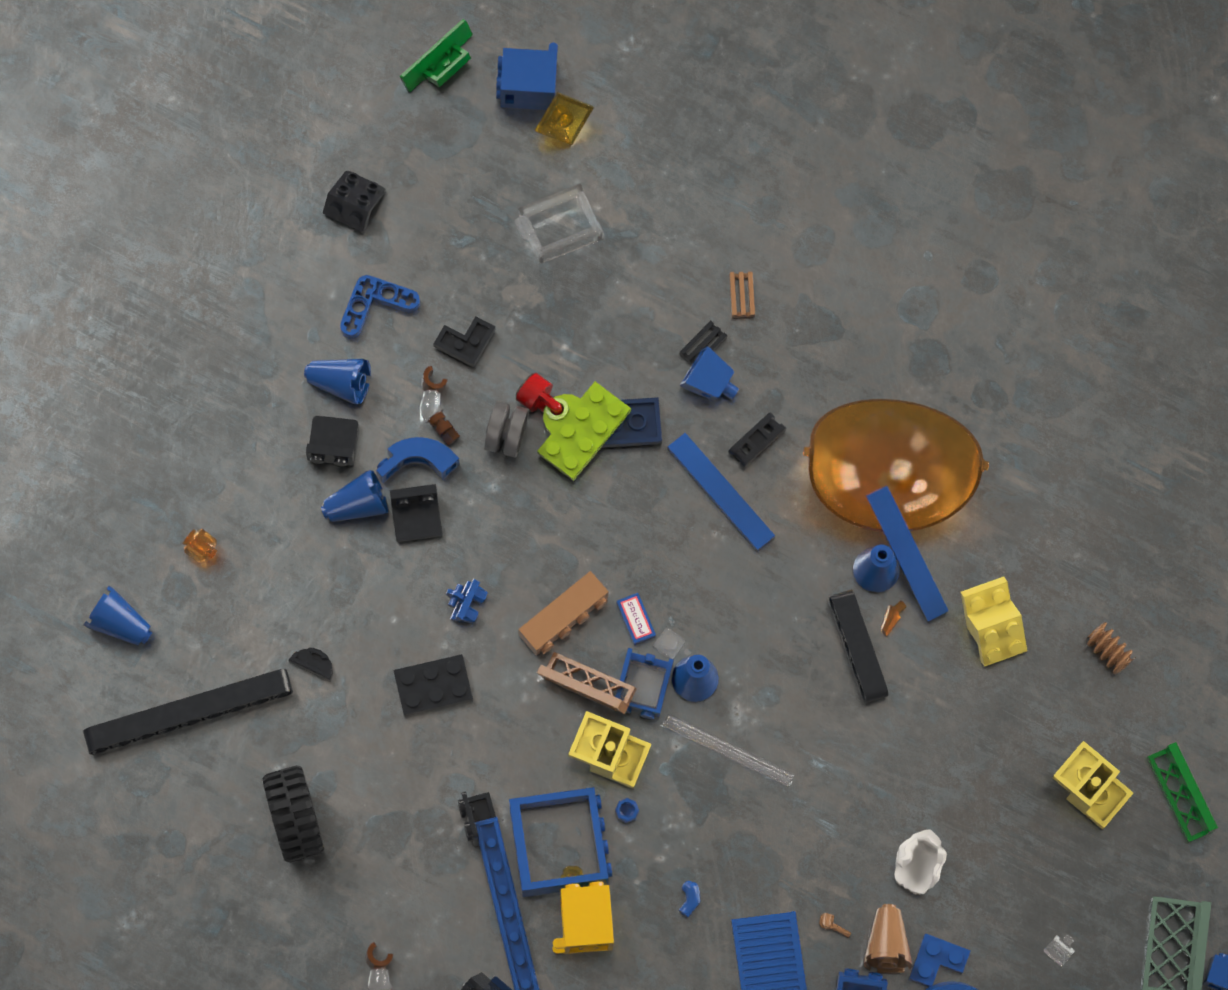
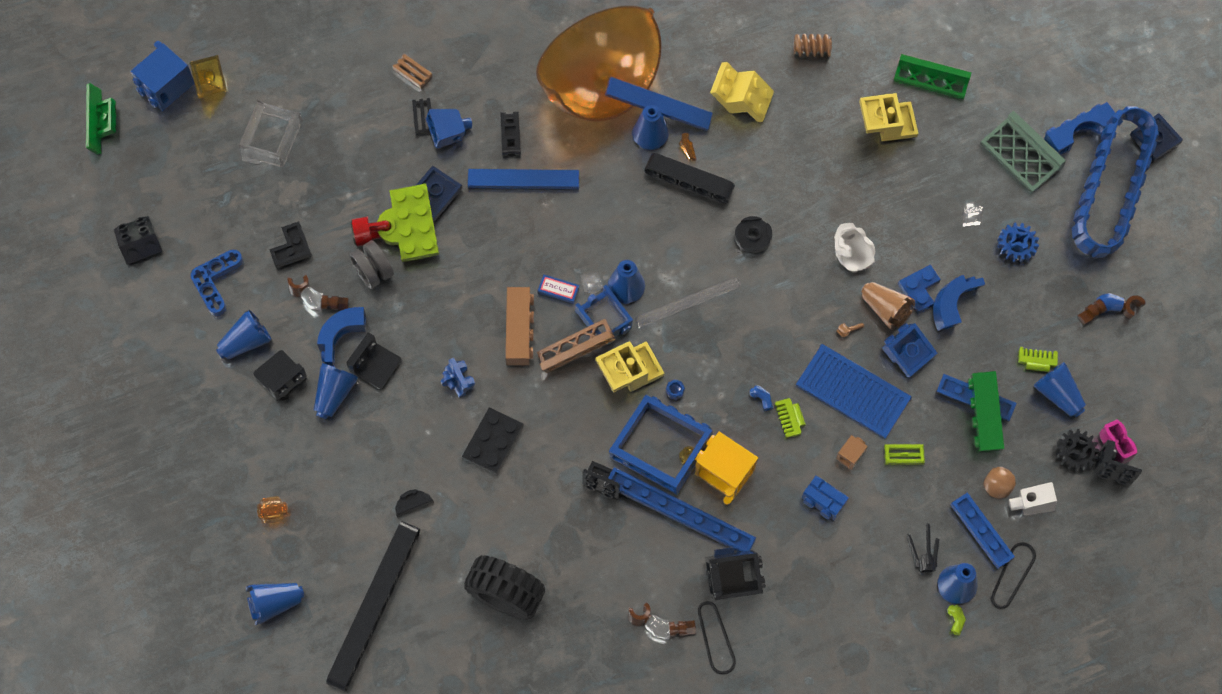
camera: 45 degrees left, 5 degrees down
(698, 943) = (795, 417): none -> lime piece
(852, 768) = (750, 244): none -> black plate

